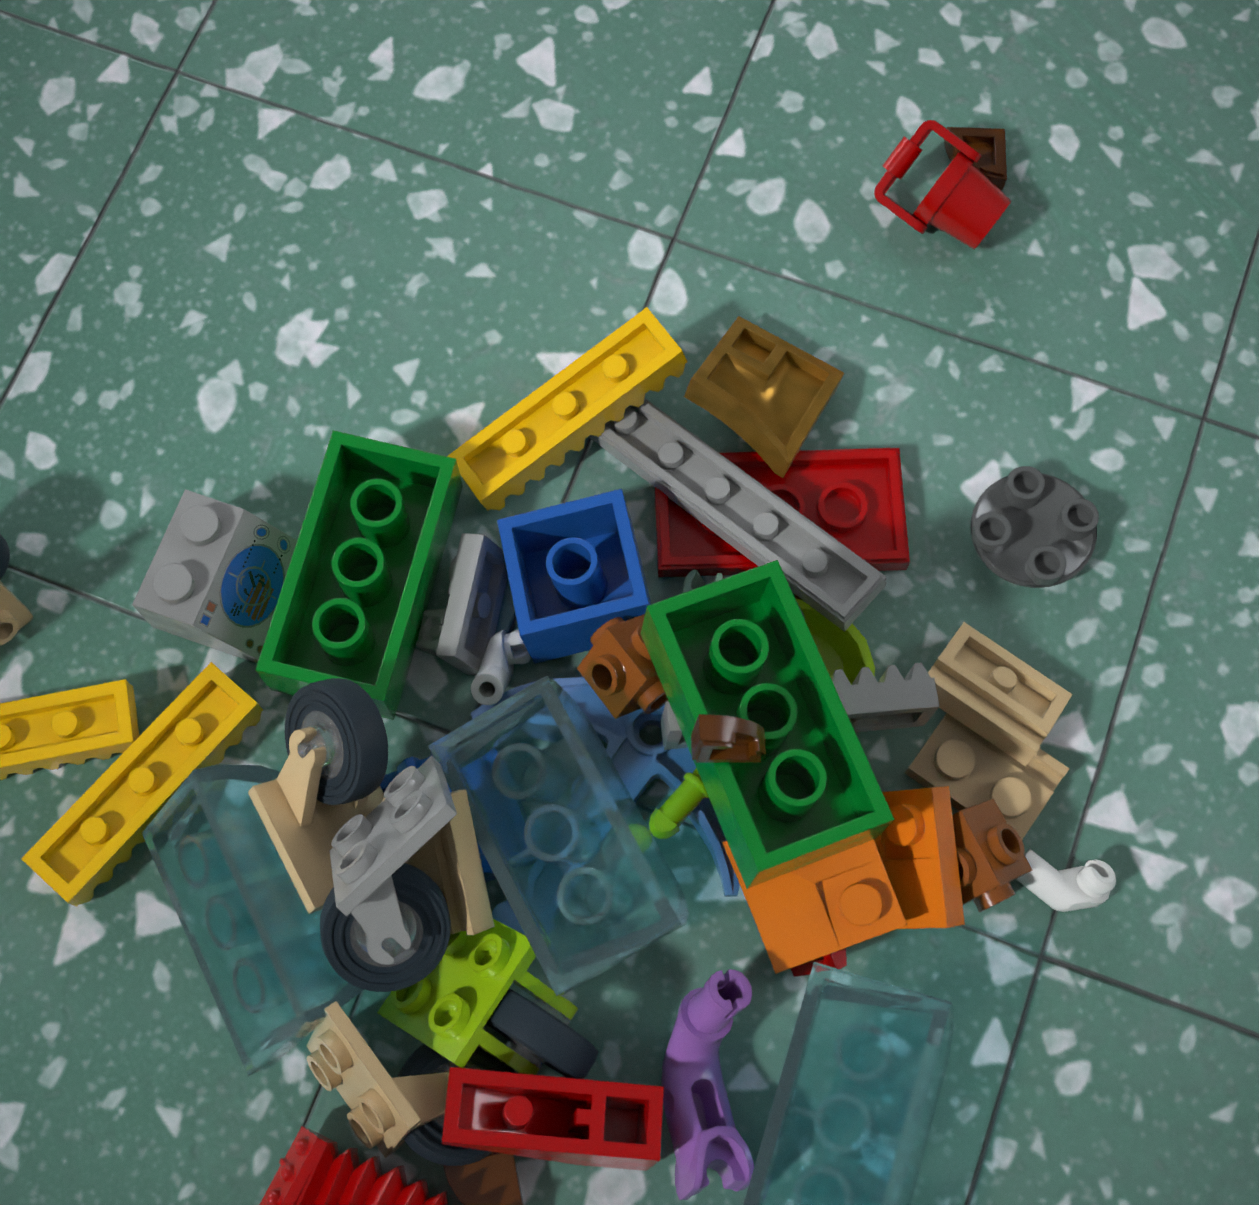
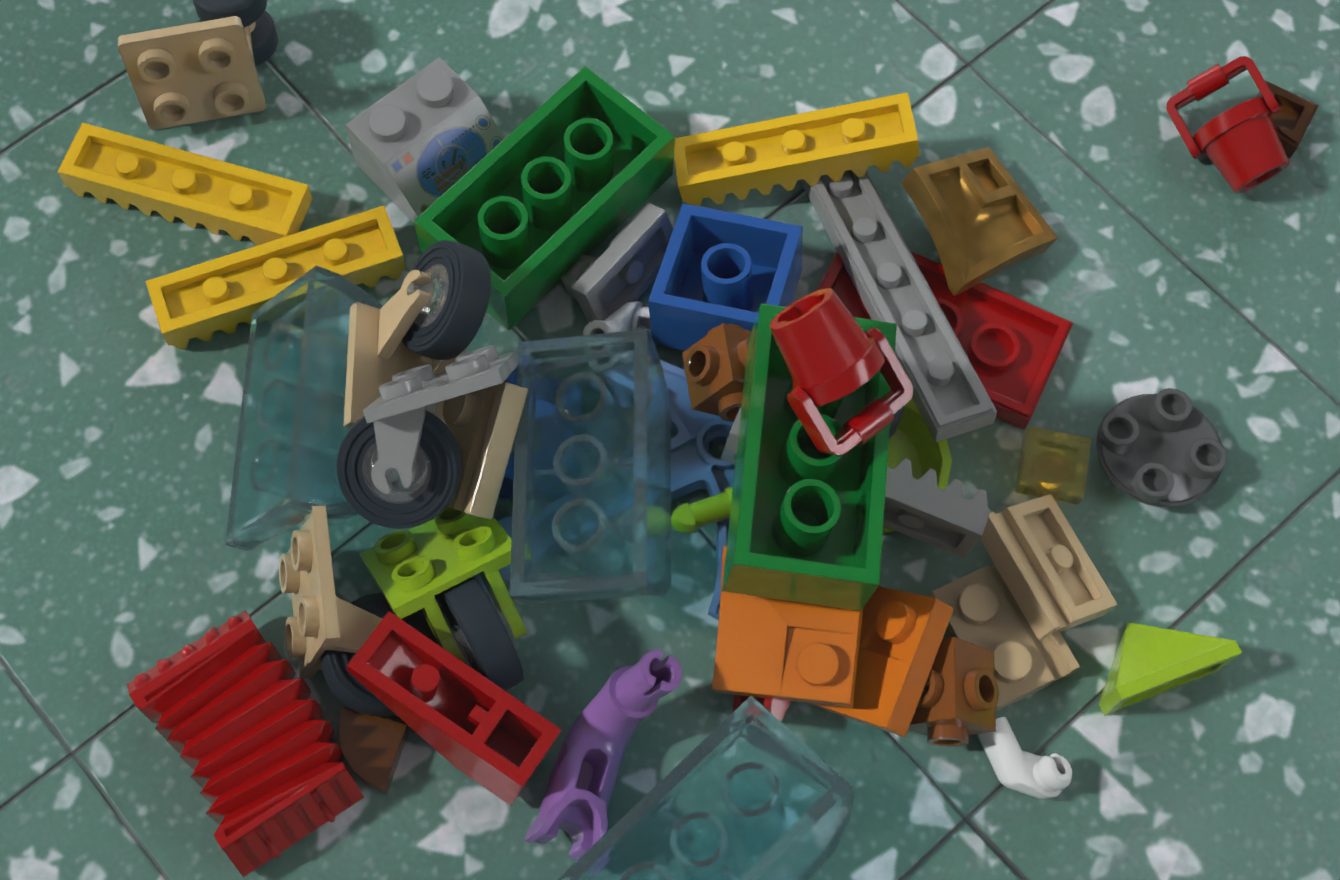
camera: 25 degrees right, 5 degrees down
(727, 740) = (766, 437): reddish brown tile -> none
(754, 639) = (829, 360): none -> red piece
(951, 593) = (1053, 465): none -> clear yellow plate
(1130, 727) = (1159, 660): none -> lime slope

